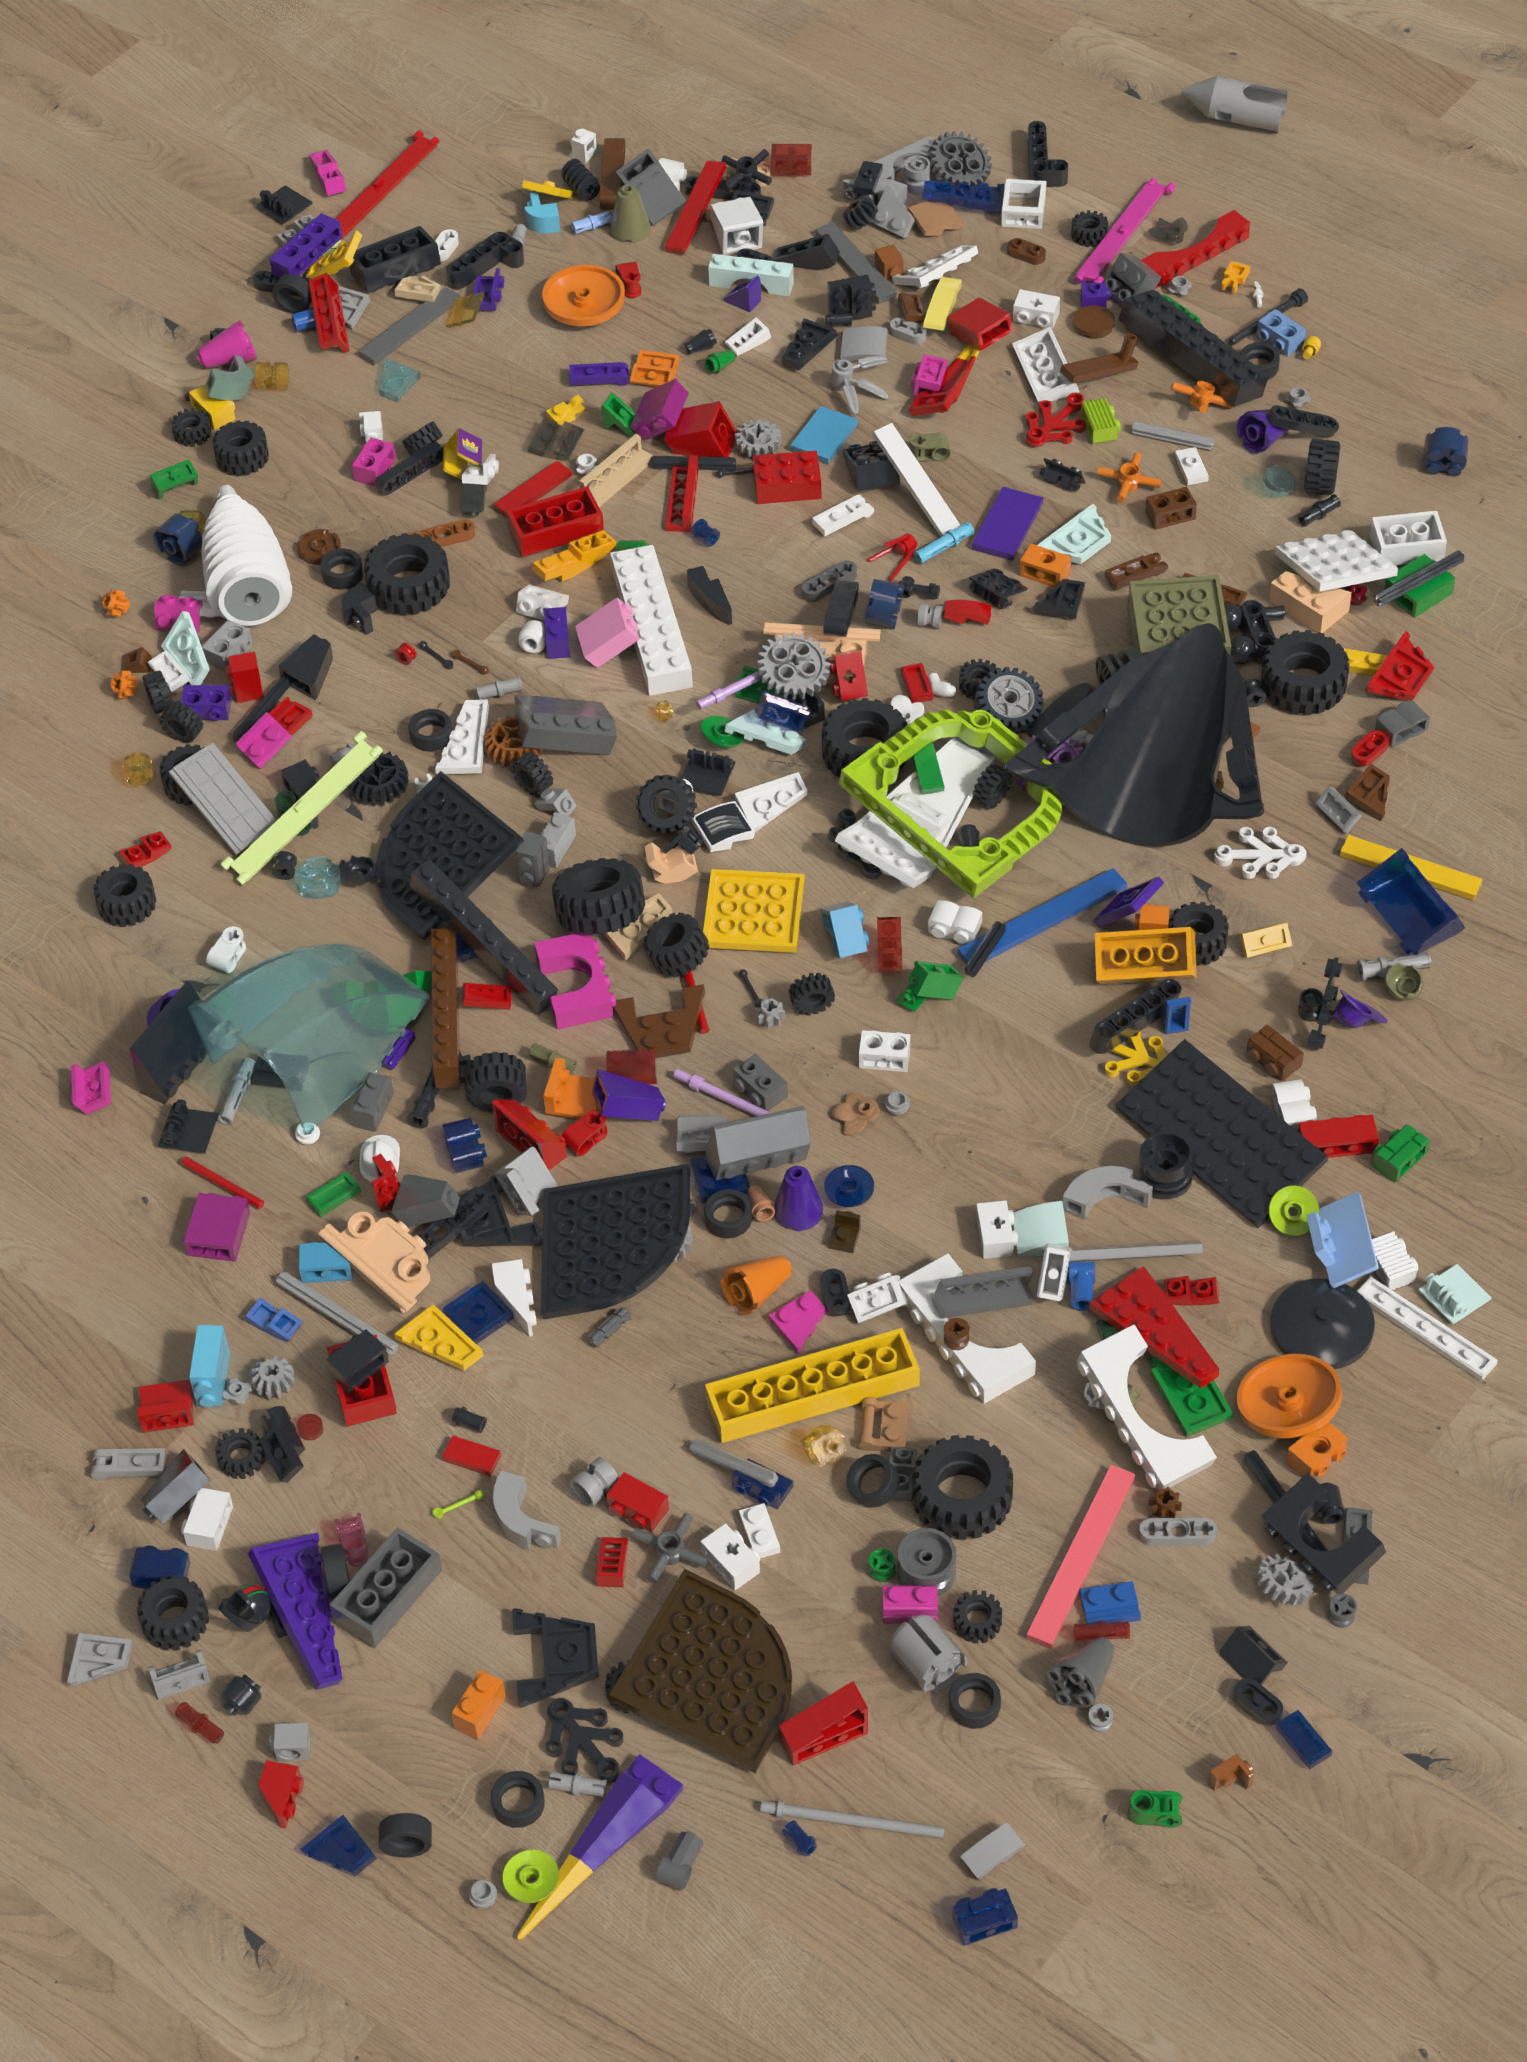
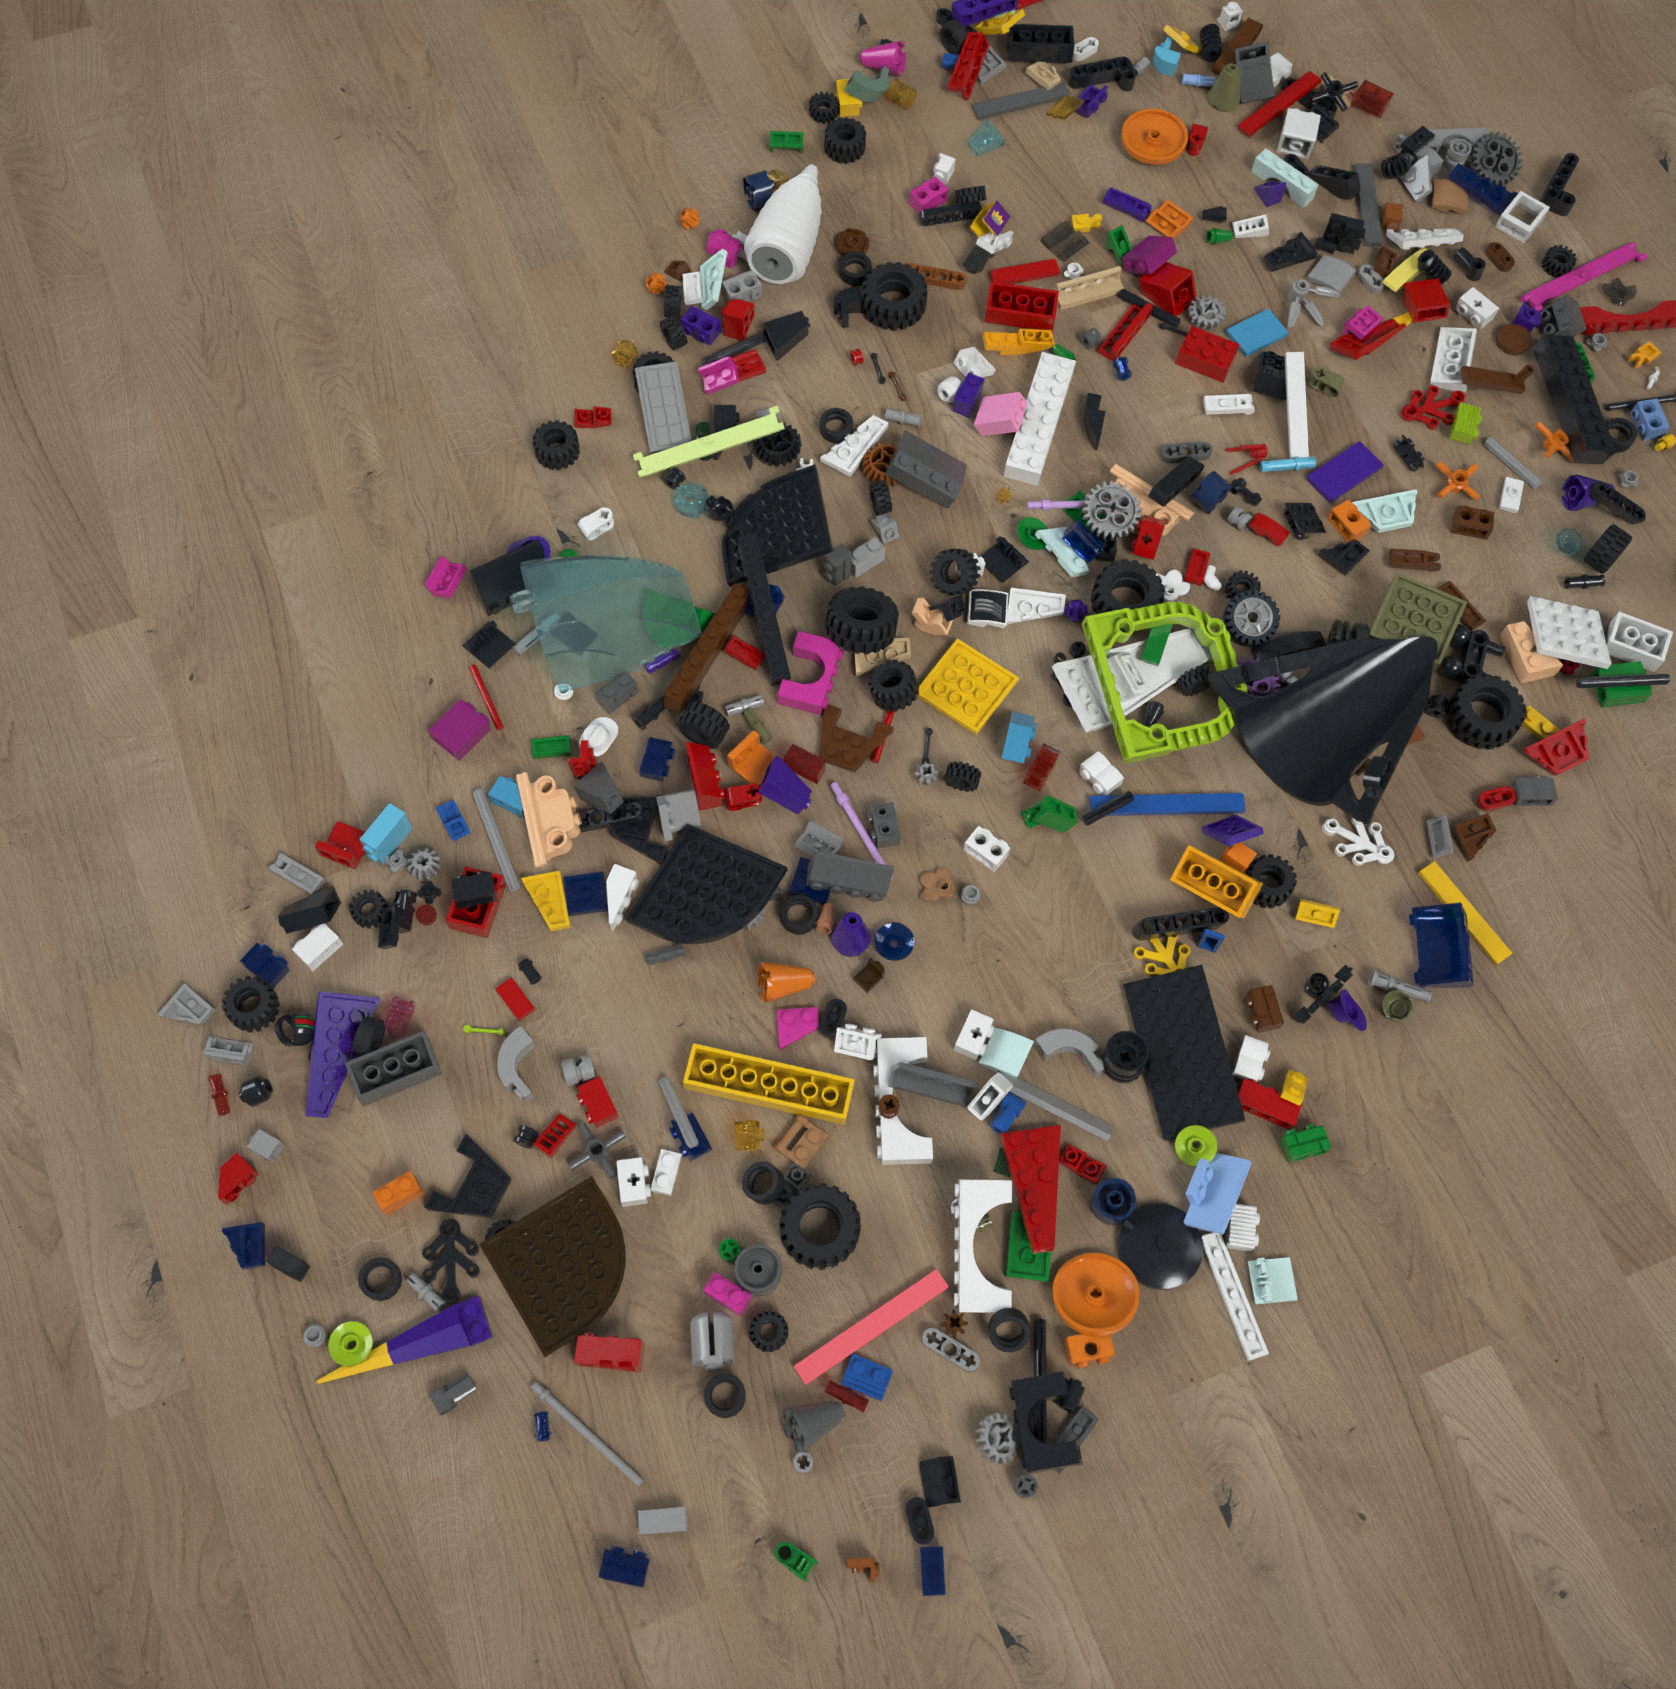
camera: 25 degrees right, 15 degrees up
(298, 1397) = (428, 887): none -> black plate
(523, 1045) = (743, 705): none -> light grey pin
(581, 1577) = (525, 1136): none -> black wheel
(651, 519) = (1091, 338): none -> dark grey wheel
(819, 781) = (1076, 610): none -> dark purple gear
(966, 288) = (1433, 267): none -> black piece
(1007, 271) = (1473, 266): none -> black piece
(1244, 1471) = (1013, 1344): none -> black tyre
(1247, 1304) = (1124, 1205): none -> dark blue brick
(1354, 1105) = (1294, 1087): none -> yellow plate

